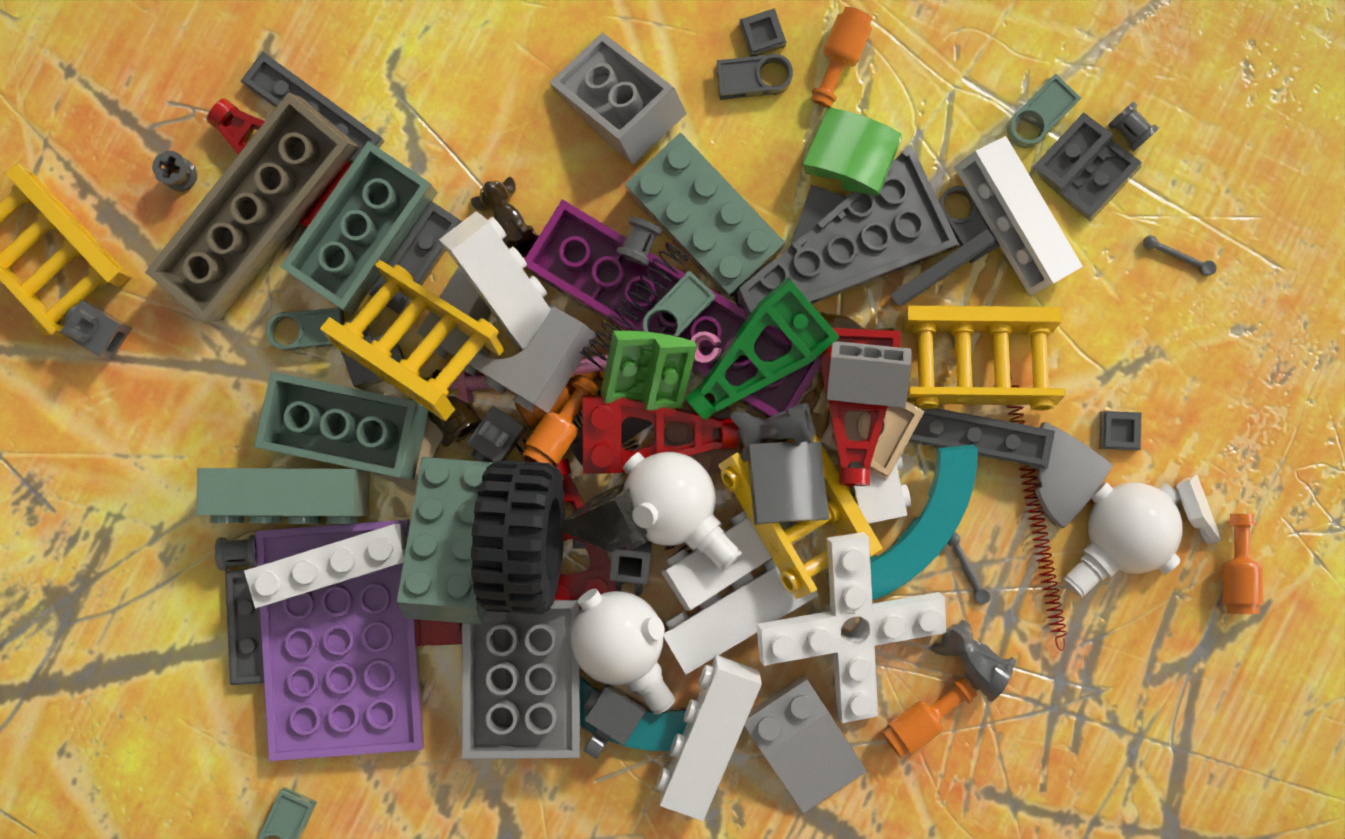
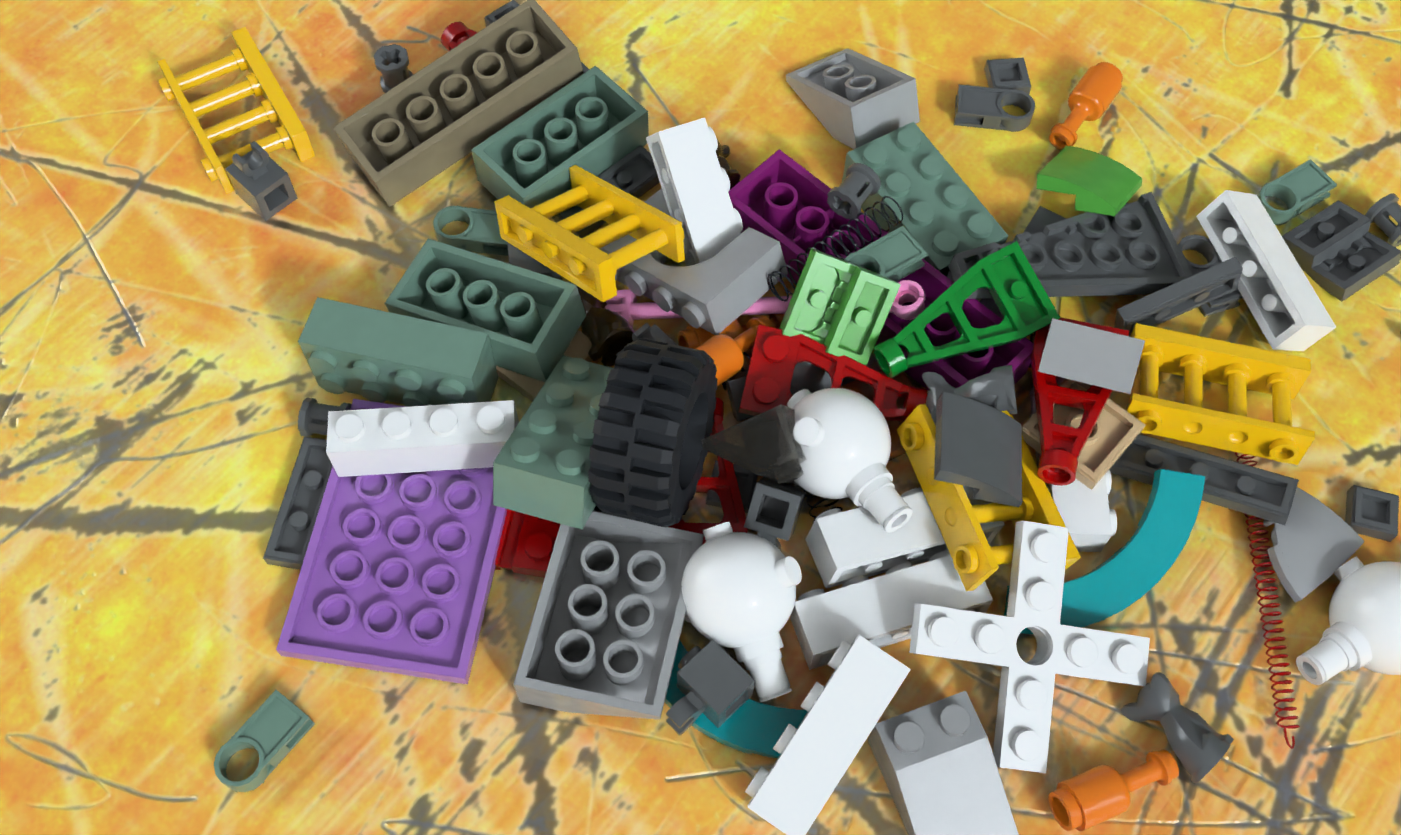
camera: 10 degrees right, 25 degrees down
(980, 596) = (1190, 661): dark grey hinge -> none

